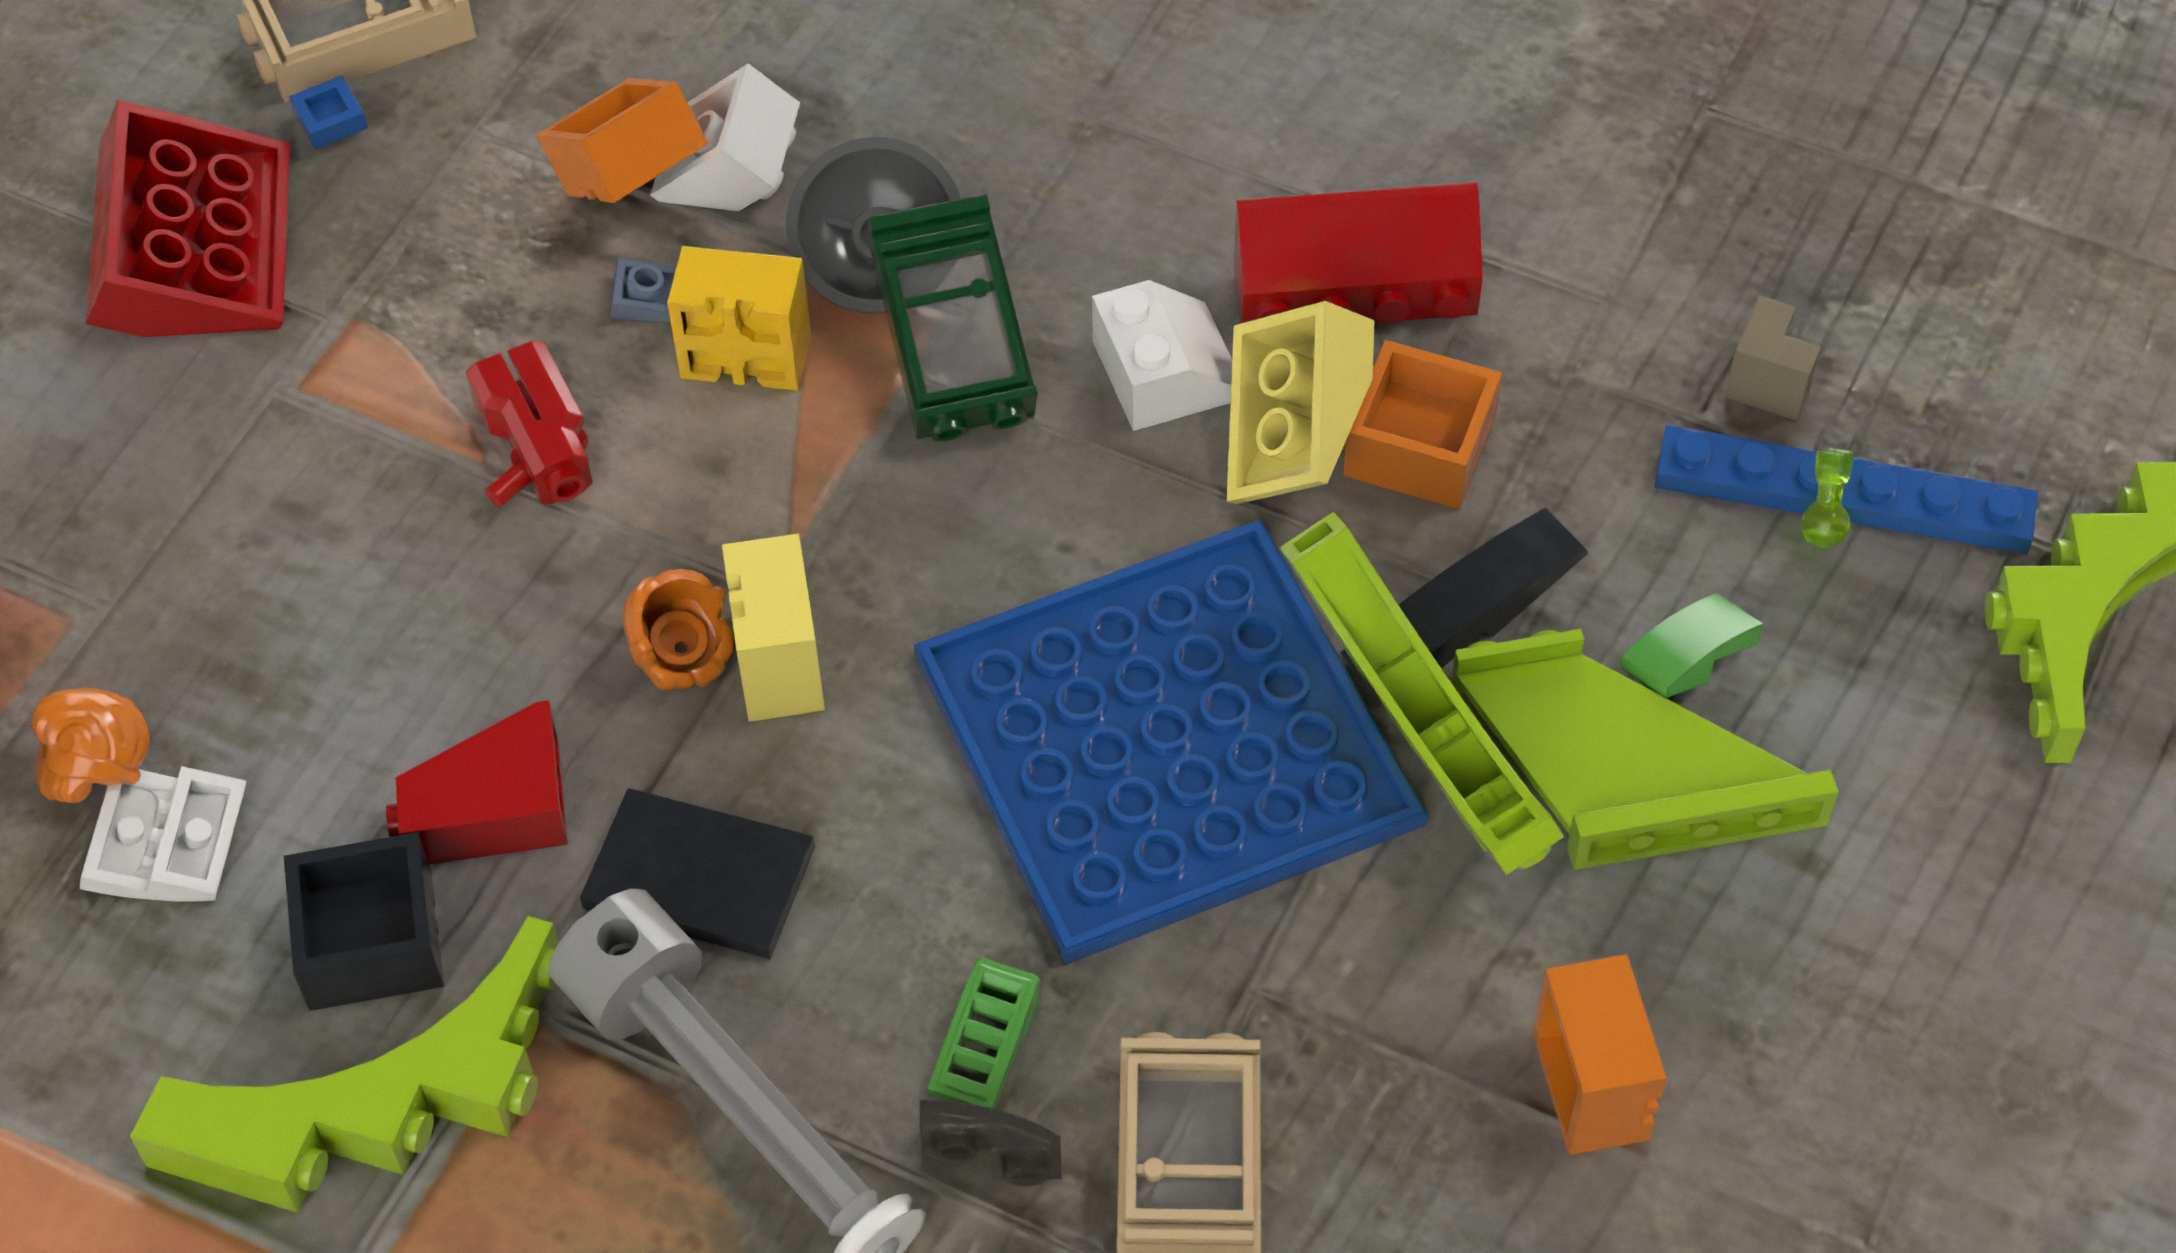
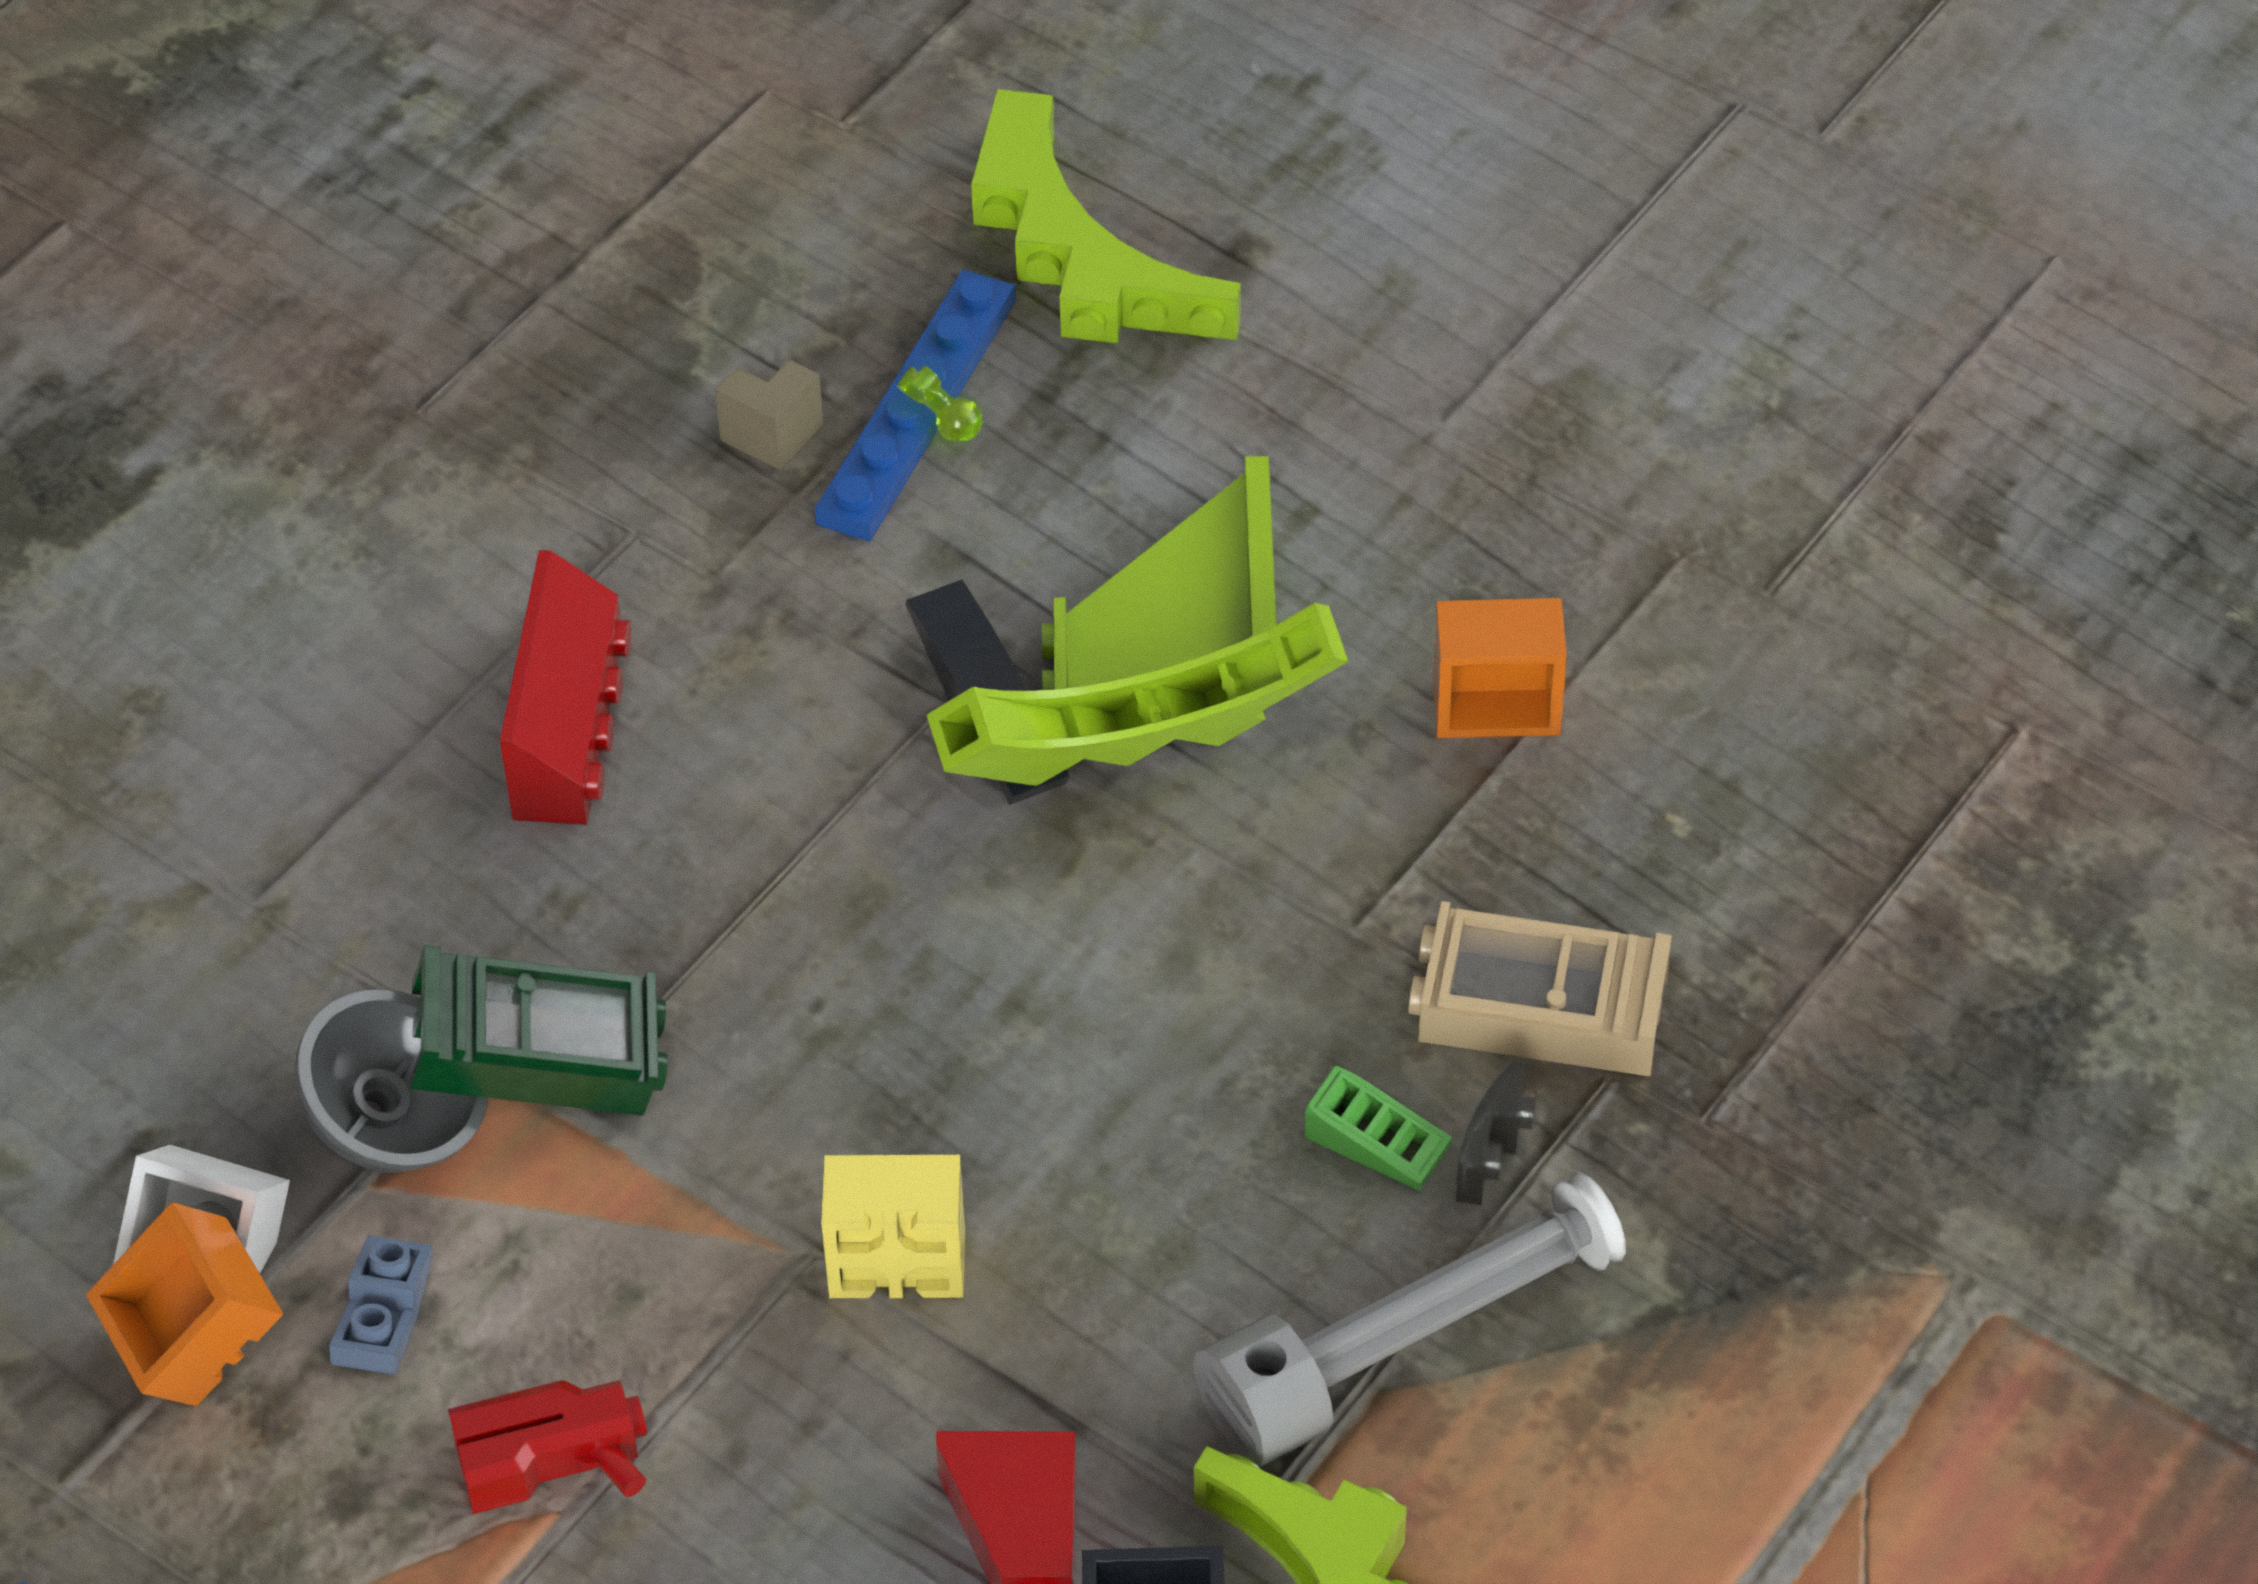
camera: 80 degrees left, 5 degrees down
(675, 611) = (857, 1324): orange hair -> none
(705, 868) = (1135, 1349): black tile -> none
(740, 317) = (476, 1215): yellow piece -> none
(1160, 353) = (615, 887): white slope -> none
(1166, 740) = (1066, 954): blue tile -> none
(1295, 397) = (736, 767): light yellow slope -> none
(1422, 424) = (769, 682): orange piece -> none
(1686, 644) = (1072, 538): bright green slope -> none

